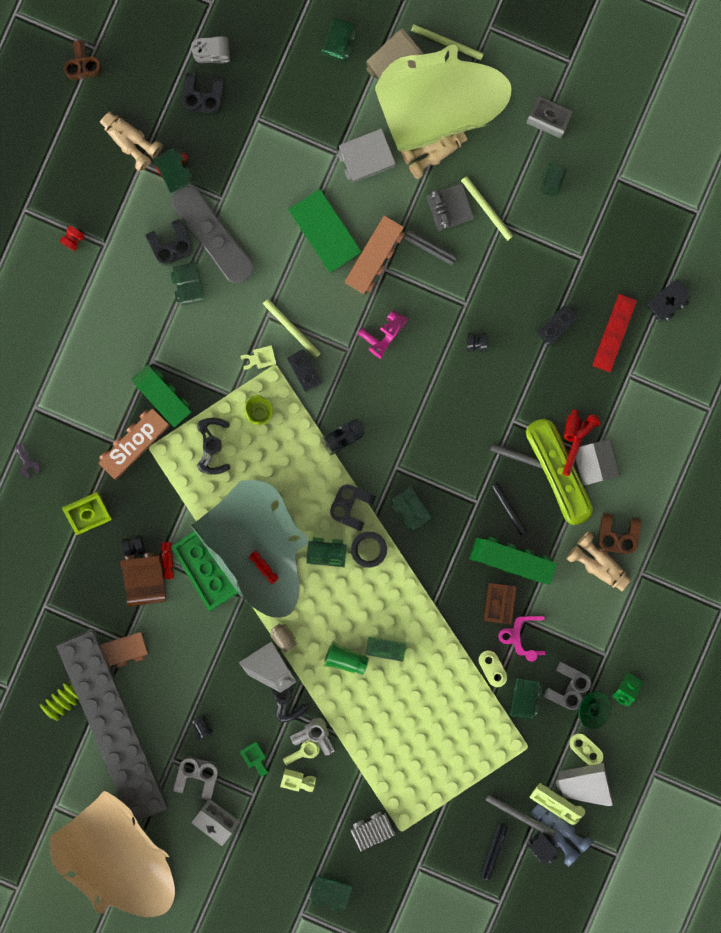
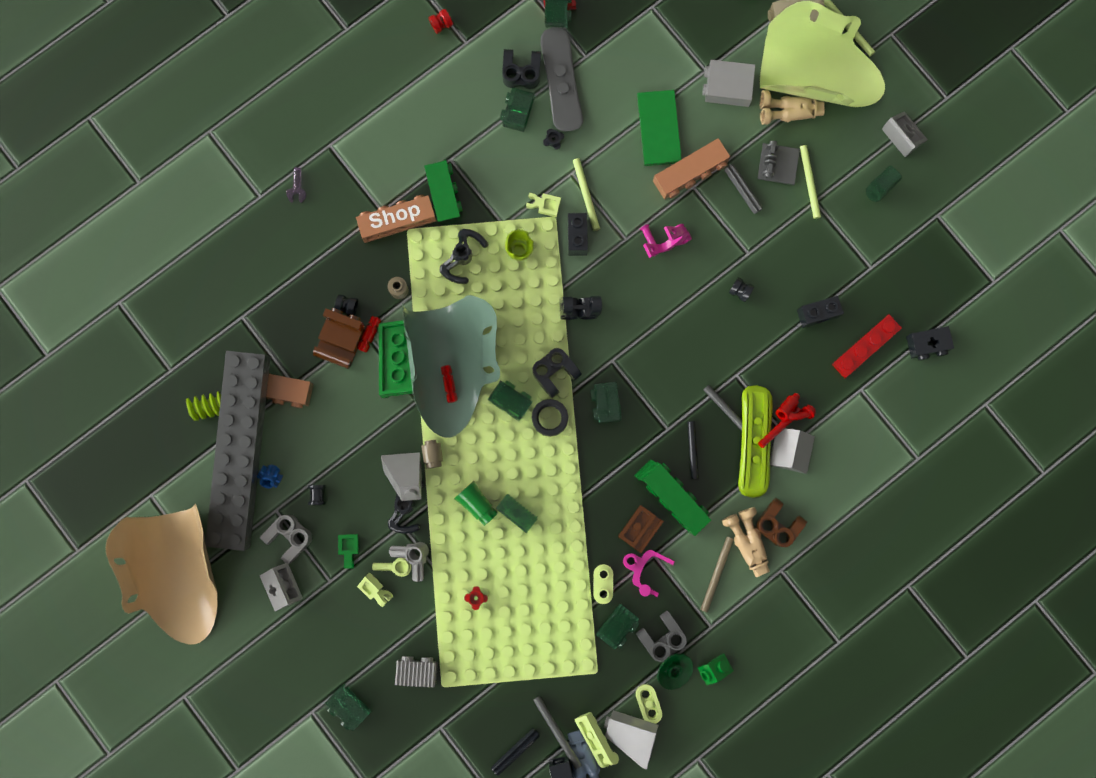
camera: 30 degrees right, 5 degrees down
(87, 513) = (322, 255): lime slope -> none
(151, 733) = (269, 476): none -> blue gear
(177, 506) = (402, 291): none -> dark tan brick
(234, 288) = (553, 134): none -> black plate
(394, 739) = (476, 603): none -> red plate
(587, 607) = (717, 574): none -> dark tan bar

